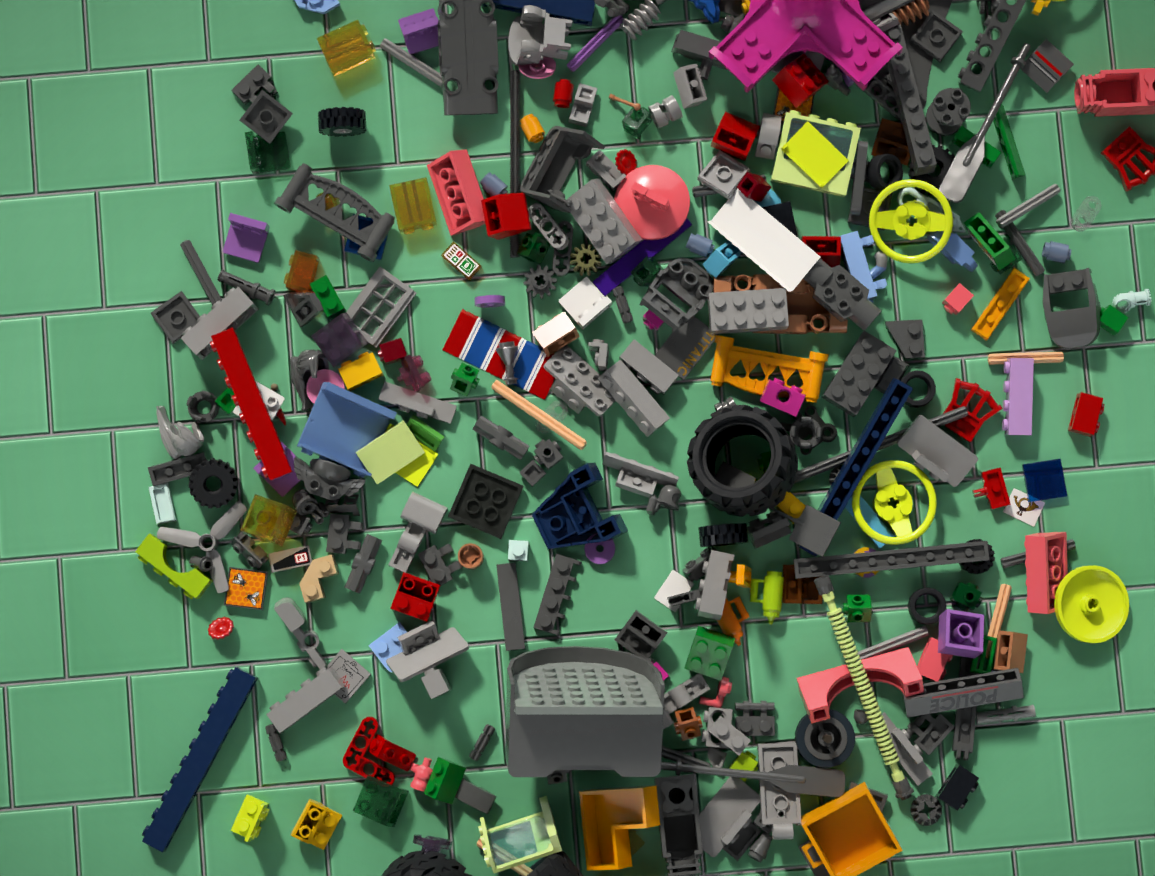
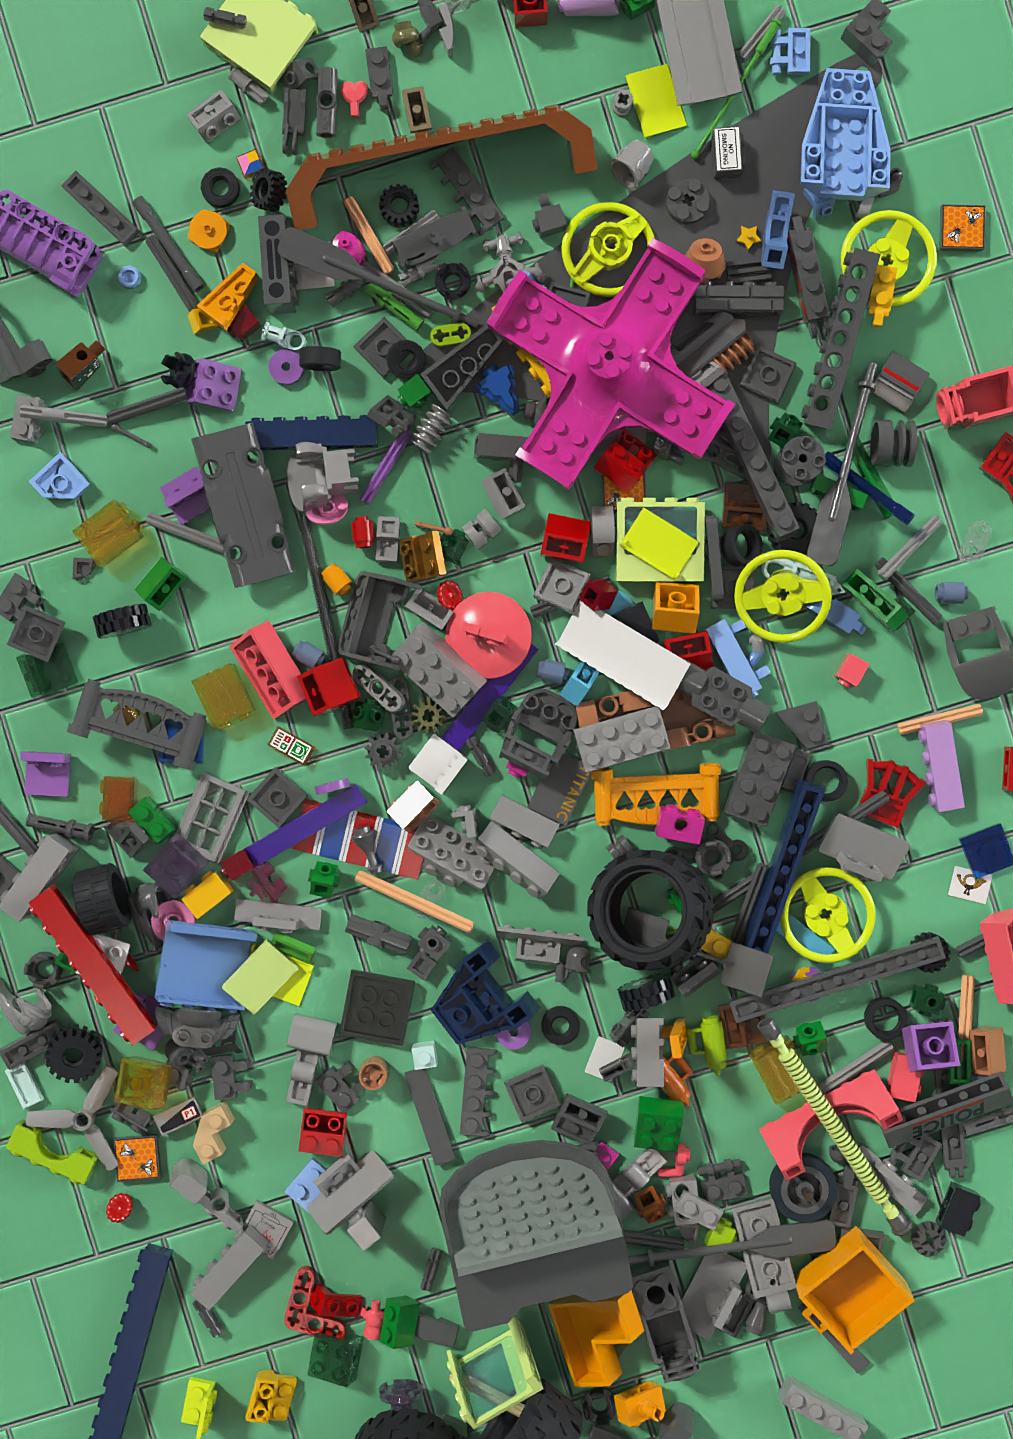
camera: 10 degrees left, 5 degrees up
(204, 563) = (83, 1144): dark grey pin -> none
(270, 352) = (101, 899): none -> black tyre
(317, 72) = (82, 567): none -> dark grey tile
(363, 563) = (258, 1104): dark grey piece -> none
(381, 98) = (160, 583): none -> green brick
(439, 301) = (277, 797): none -> dark grey plate
(459, 330) = (306, 825): none -> dark purple tile
(604, 605) = (532, 1093): none -> dark grey plate
(610, 123) = (422, 557): none -> pearl gold brick
(642, 540) = (560, 1012): none -> black tyre
(817, 211) = (675, 607): none -> light orange brick
(820, 631) = (773, 1073): none -> clear yellow brick
(830, 476) = (749, 903): none -> dark grey axle
(859, 757) = (847, 1191): none -> dark grey hinge
(941, 81) = (785, 429): none -> dark green brick
(993, 488) = (933, 873): red plate -> none
(1000, 304) = (900, 664): light orange tile -> none
(1022, 168) = (895, 508): none -> clear blue piece
(1031, 114) = (896, 443): none -> dark grey wheel

